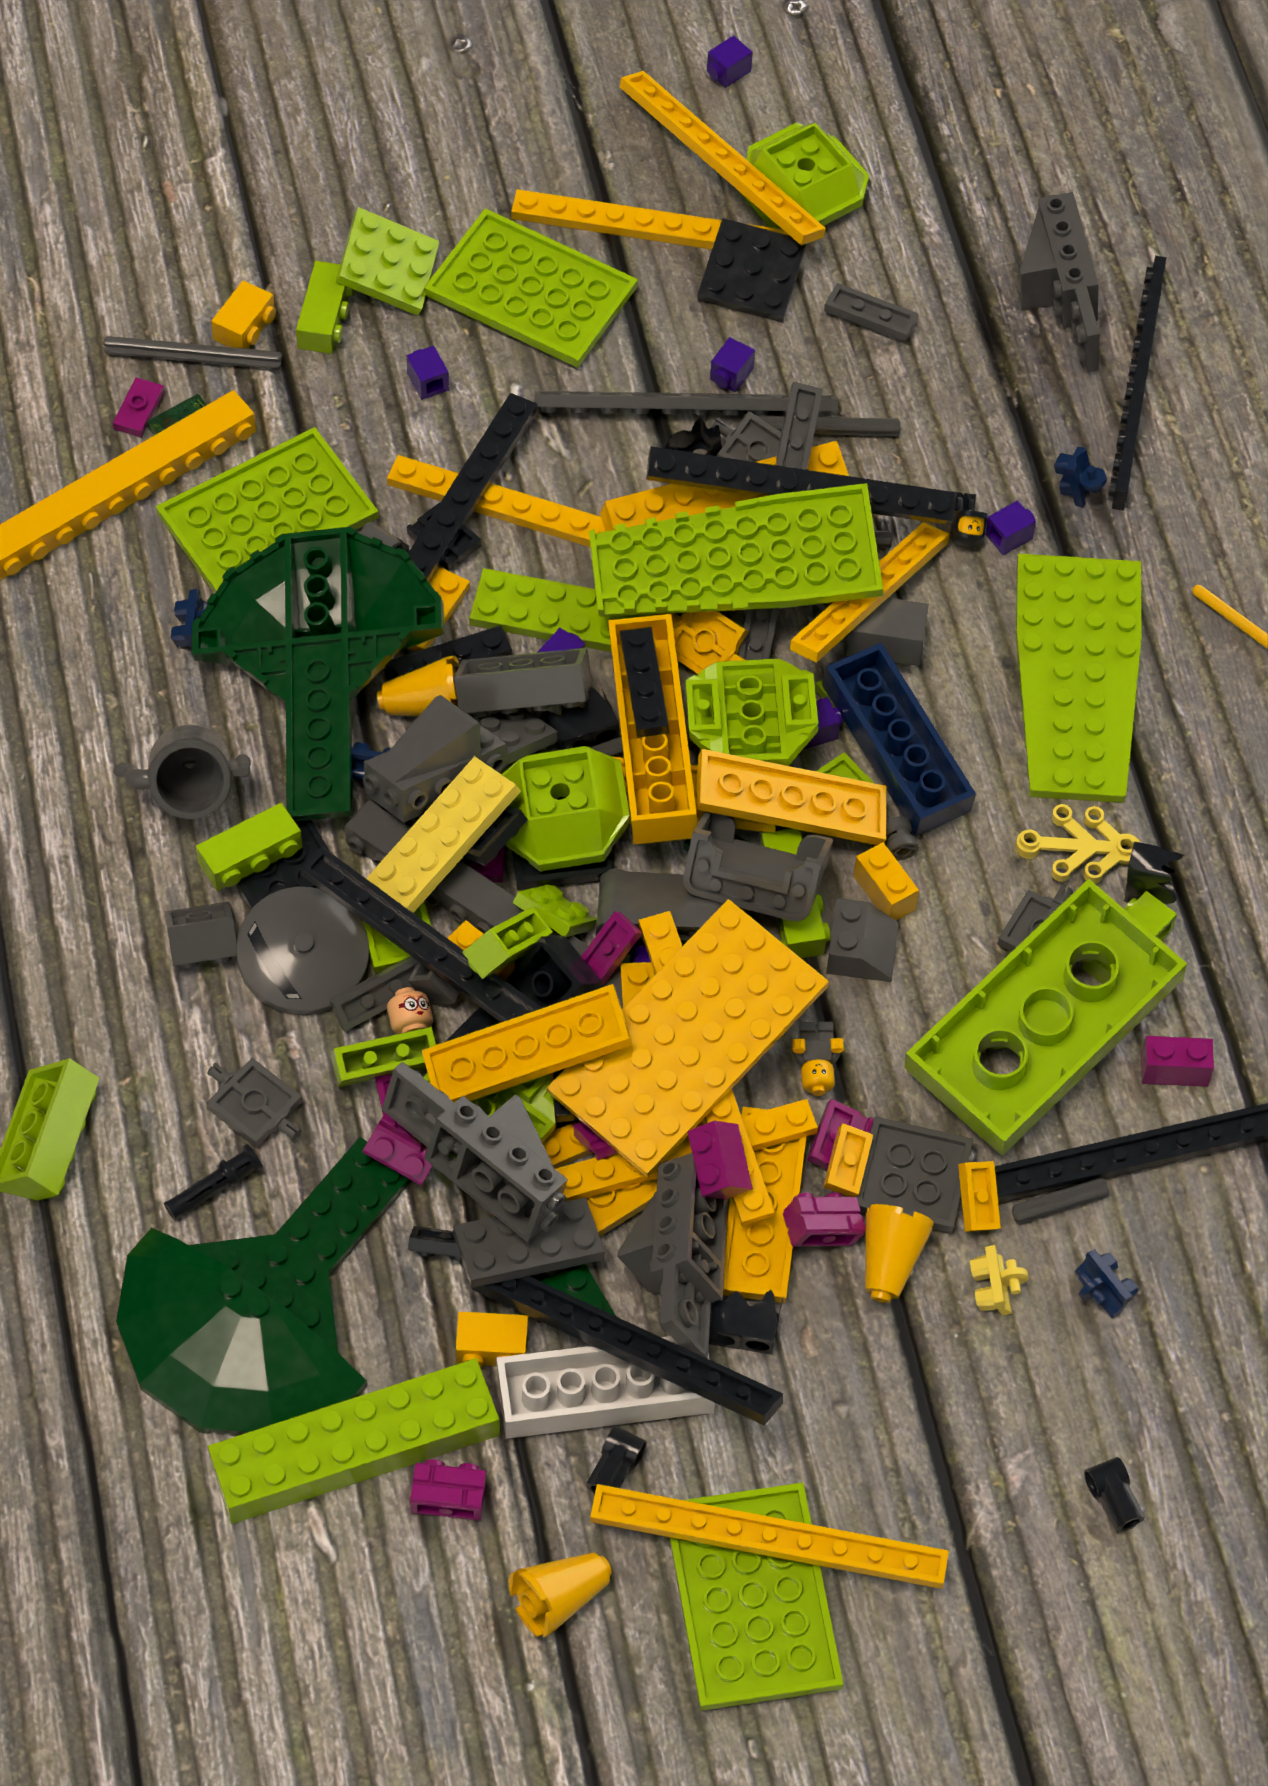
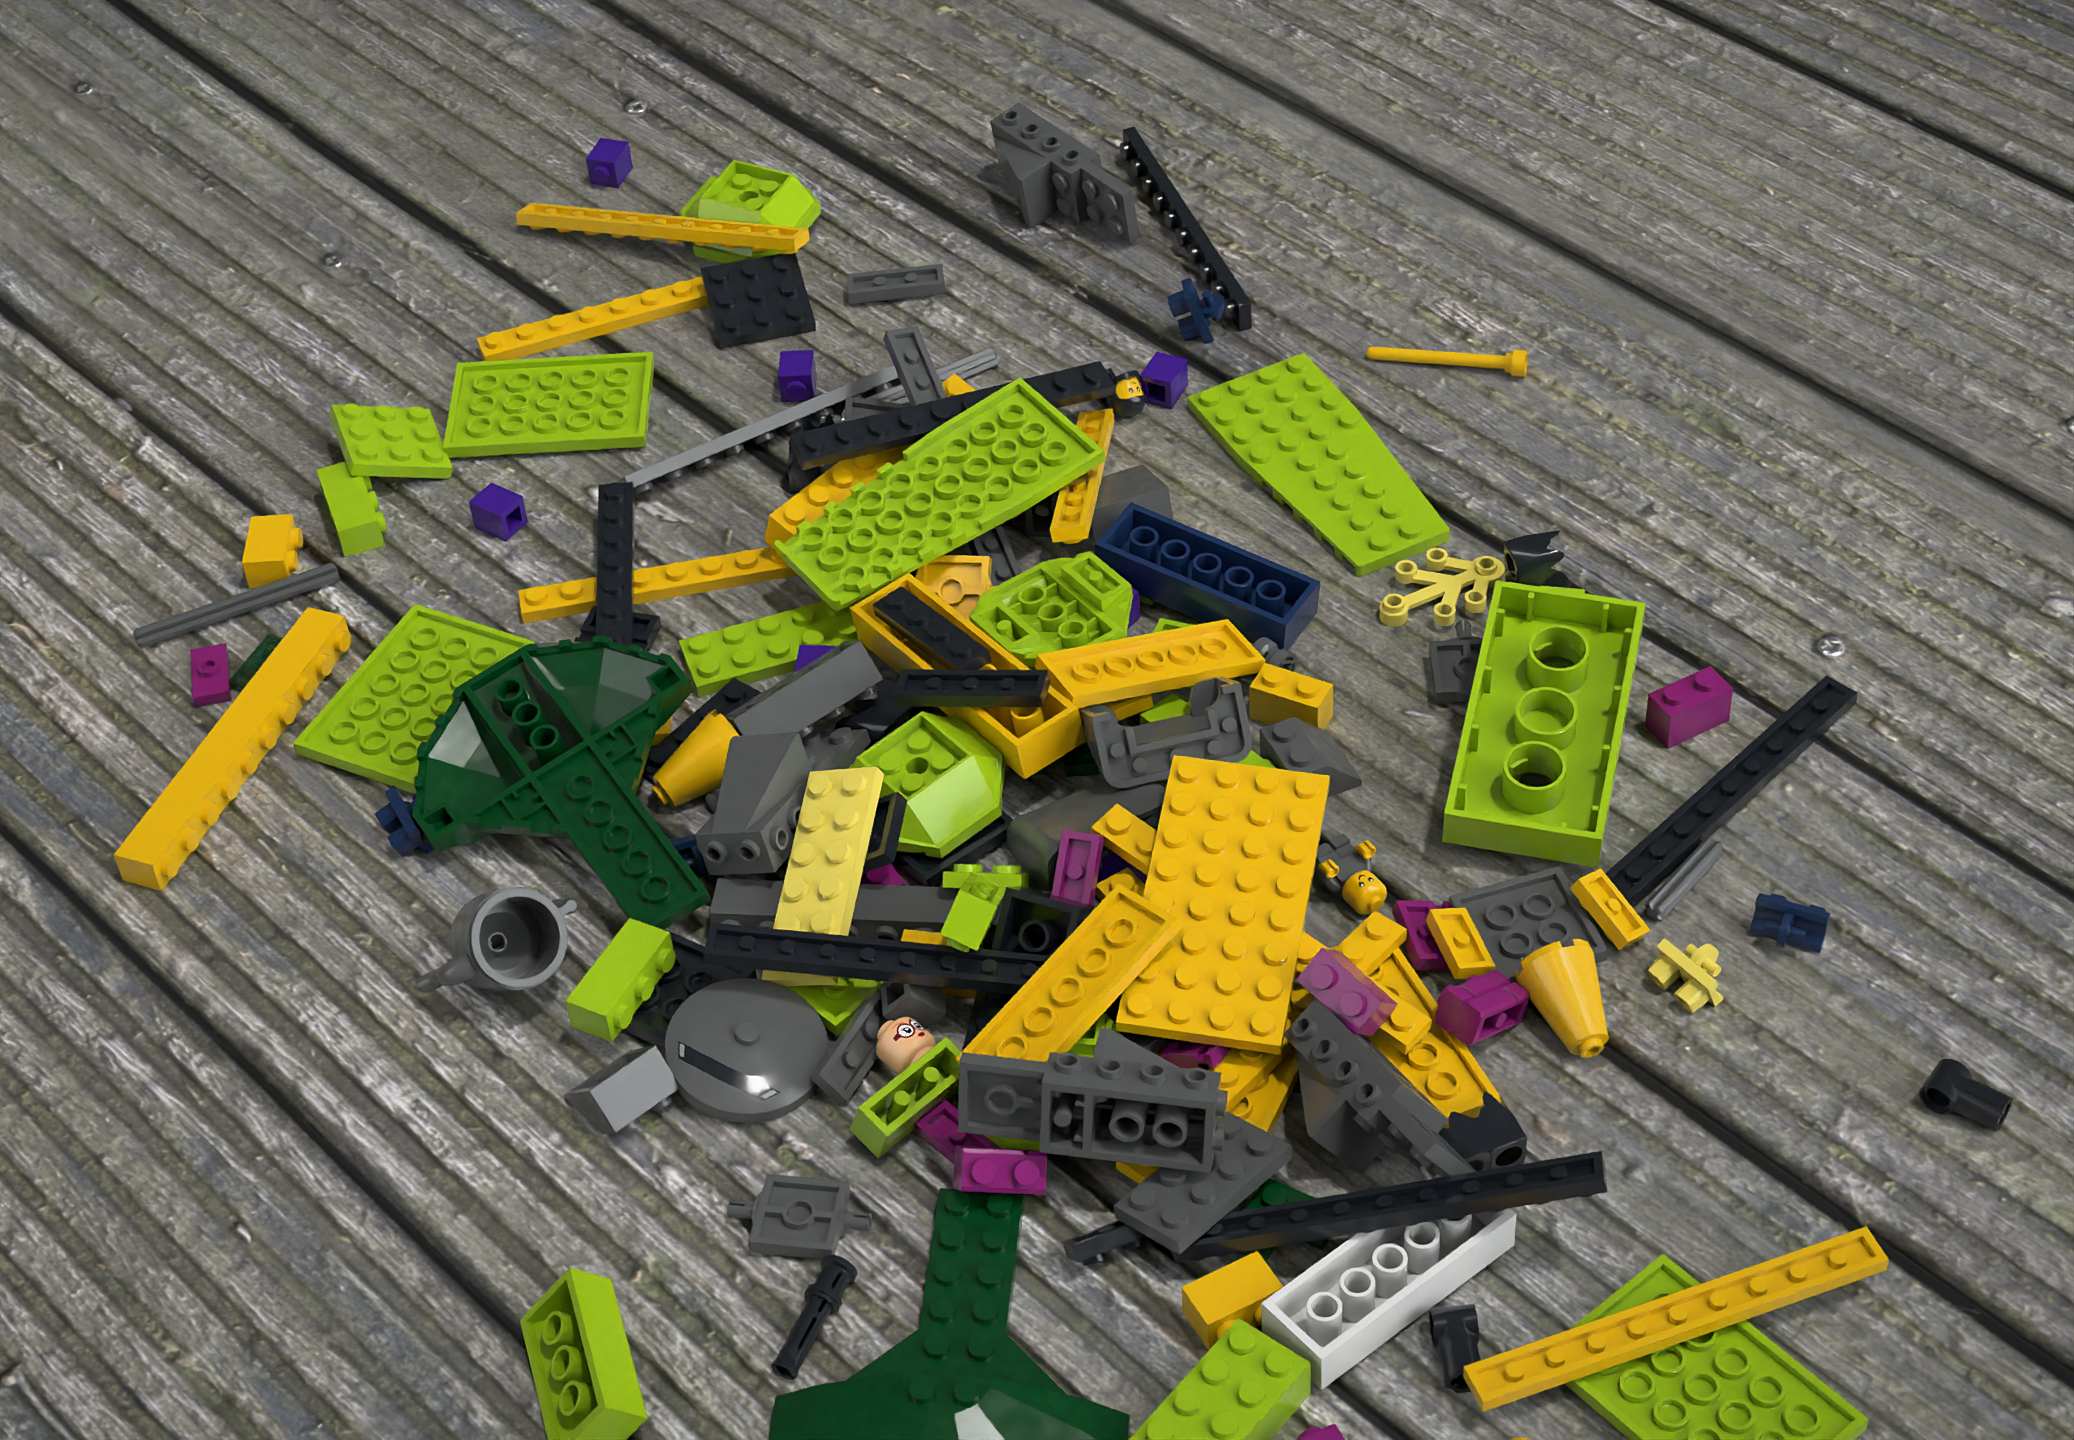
camera: 25 degrees left, 15 degrees down
(633, 753) = (972, 688): none -> black plate

